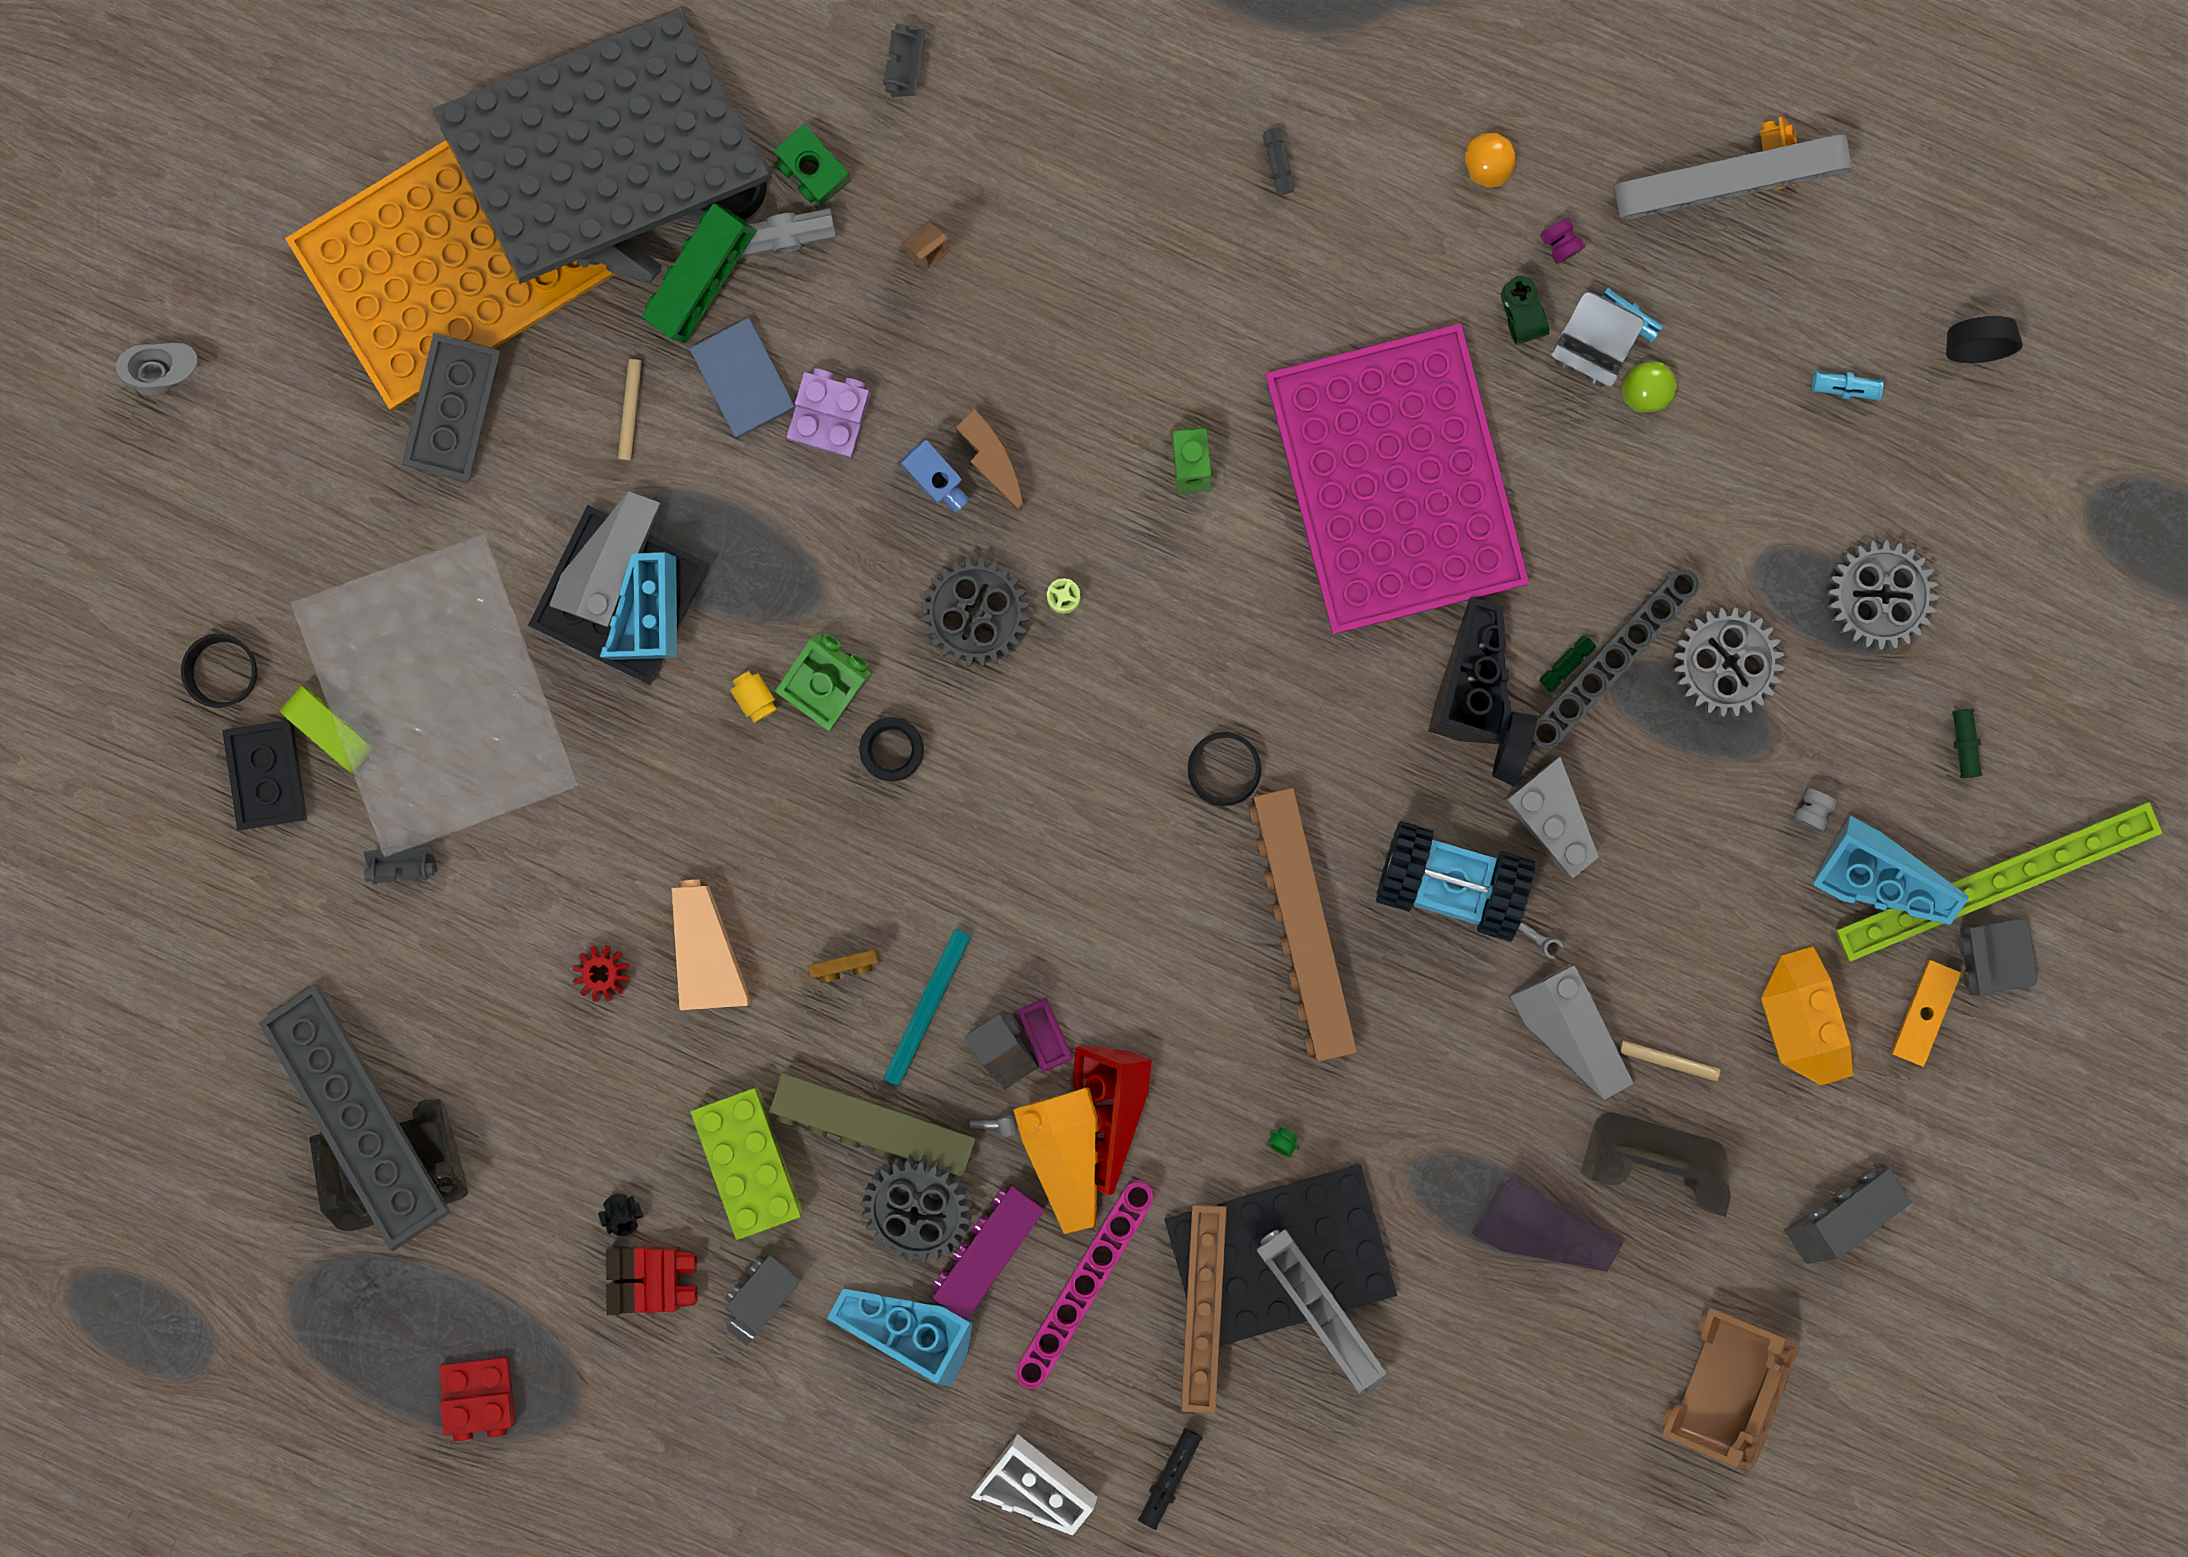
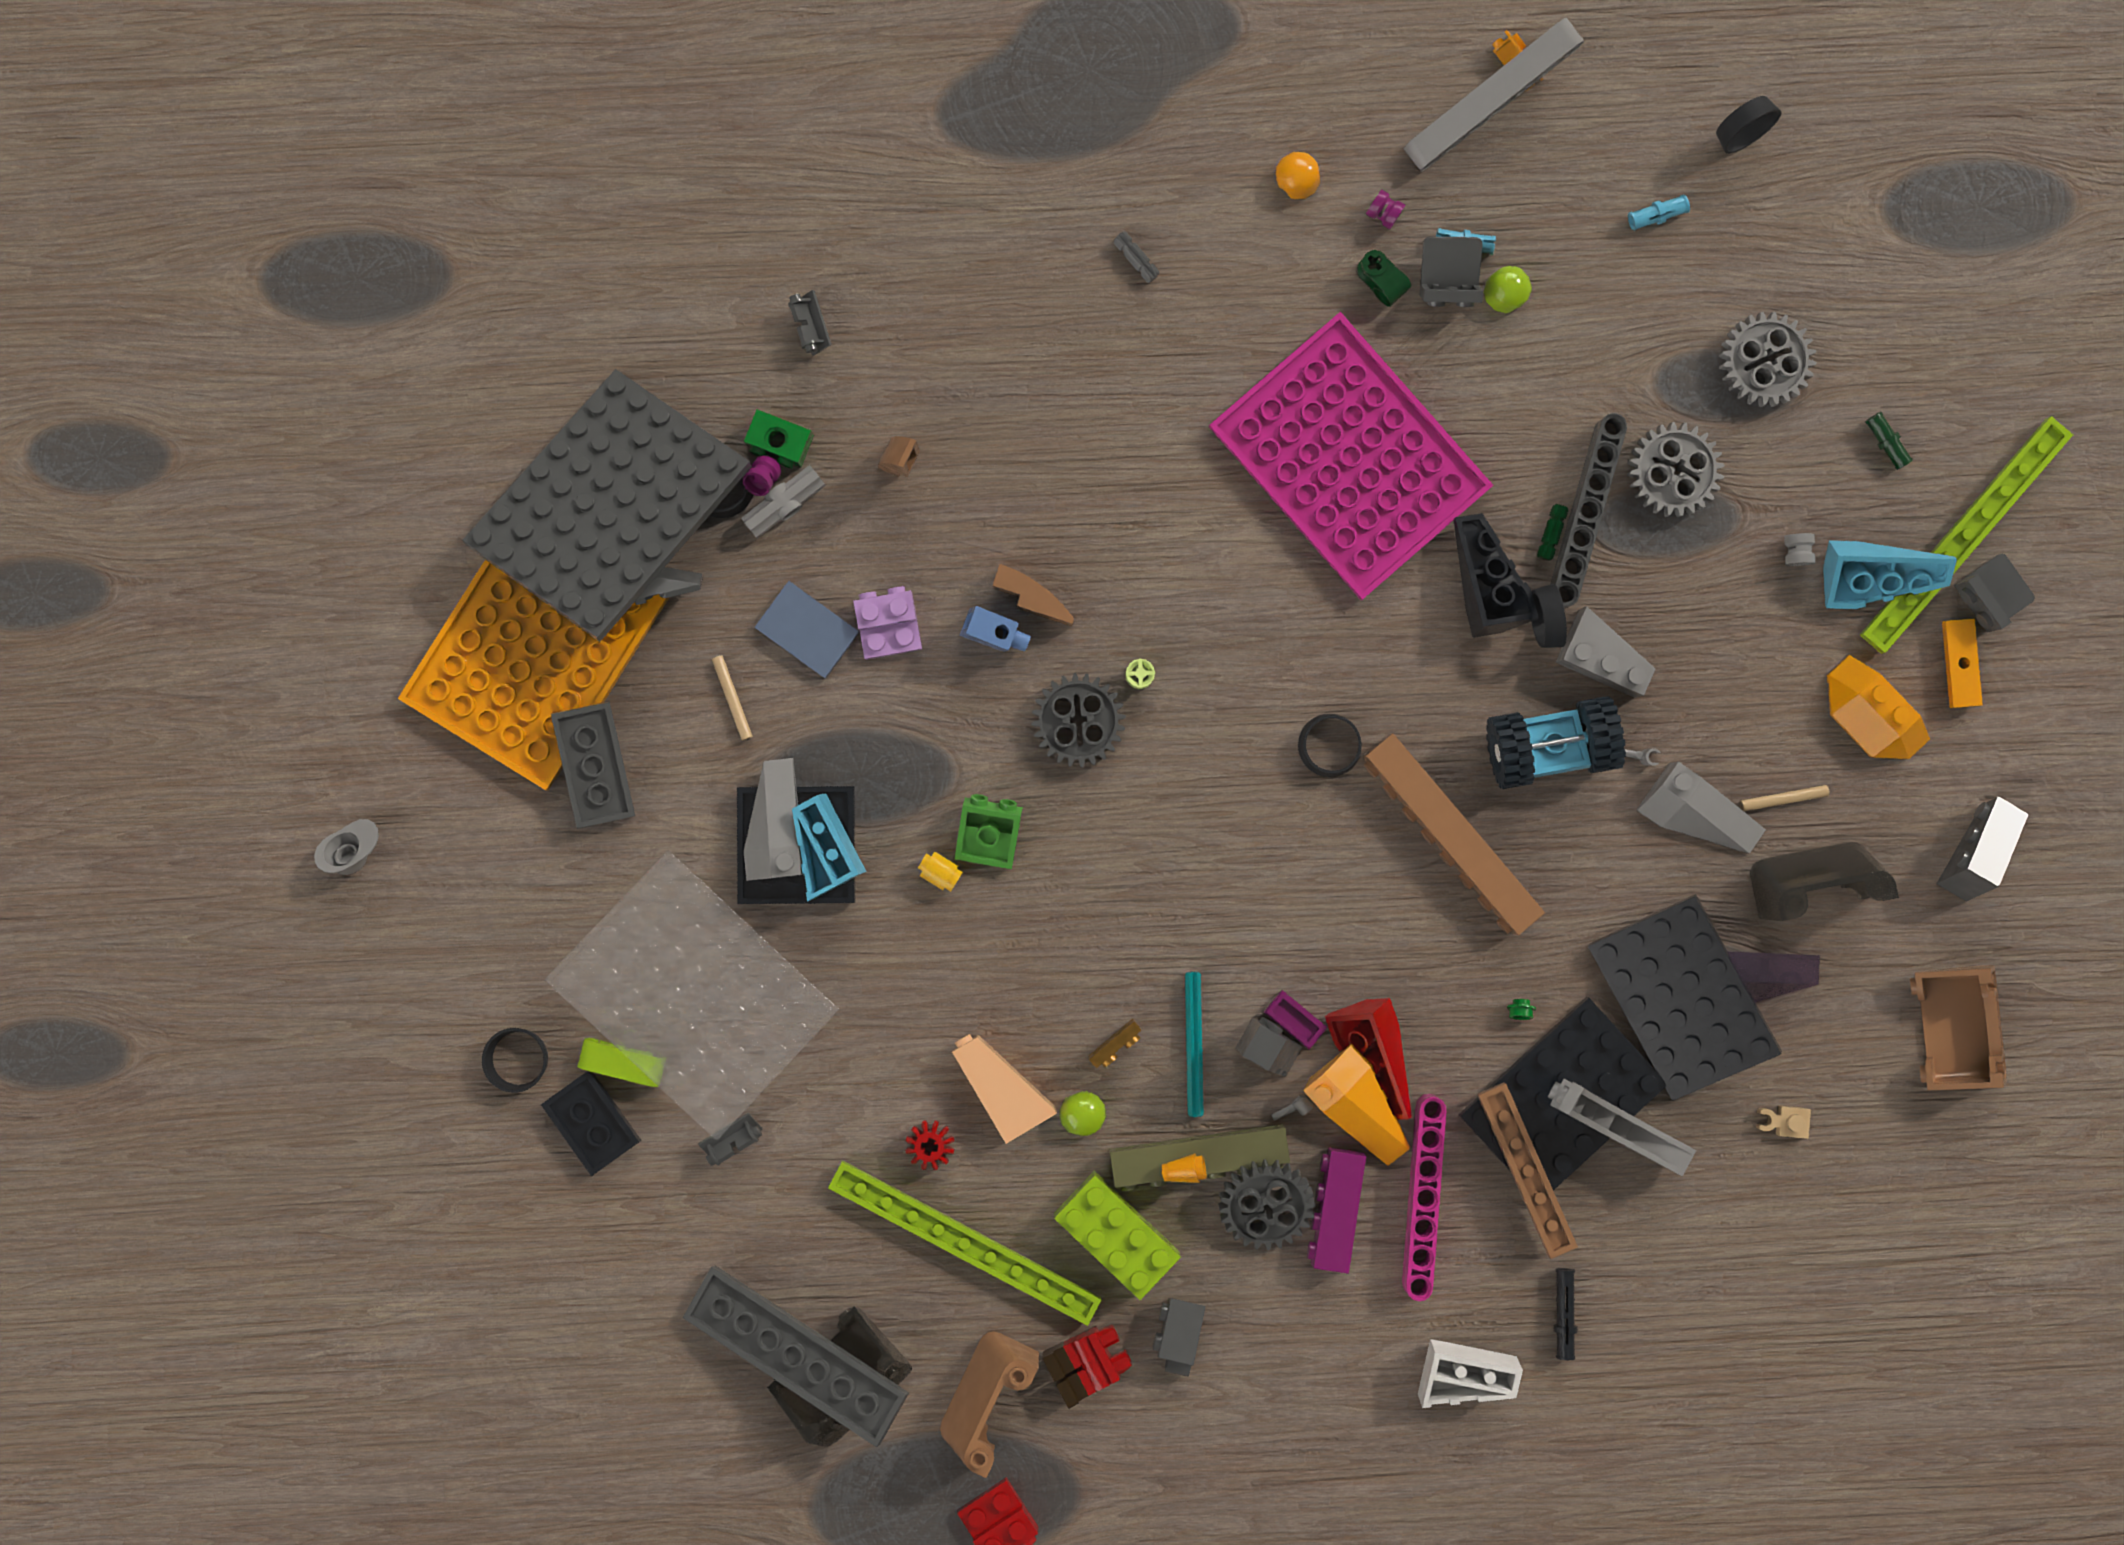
camera: 30 degrees left, 0 degrees up
(555, 1229) = (995, 1364): none -> medium nougat windscreen
(586, 1092) = (965, 1243): none -> lime plate
(620, 1214) = (1039, 1324): black gear -> none
(698, 273) = (733, 565): green brick -> none
(775, 195) = (762, 475): none -> magenta wheel
(775, 1021) = (1082, 1113): none -> lime hair
(849, 1128) = (1186, 1169): none -> light orange cone
(866, 749) = (1088, 860): black tyre -> none
(911, 1332) = (1314, 1303): medium azure wedge -> none
(1191, 459) = (1186, 519): bright green torso -> none
(1457, 1213) = (1684, 998): none -> black plate
(1504, 1398) = (1788, 1121): none -> tan plate

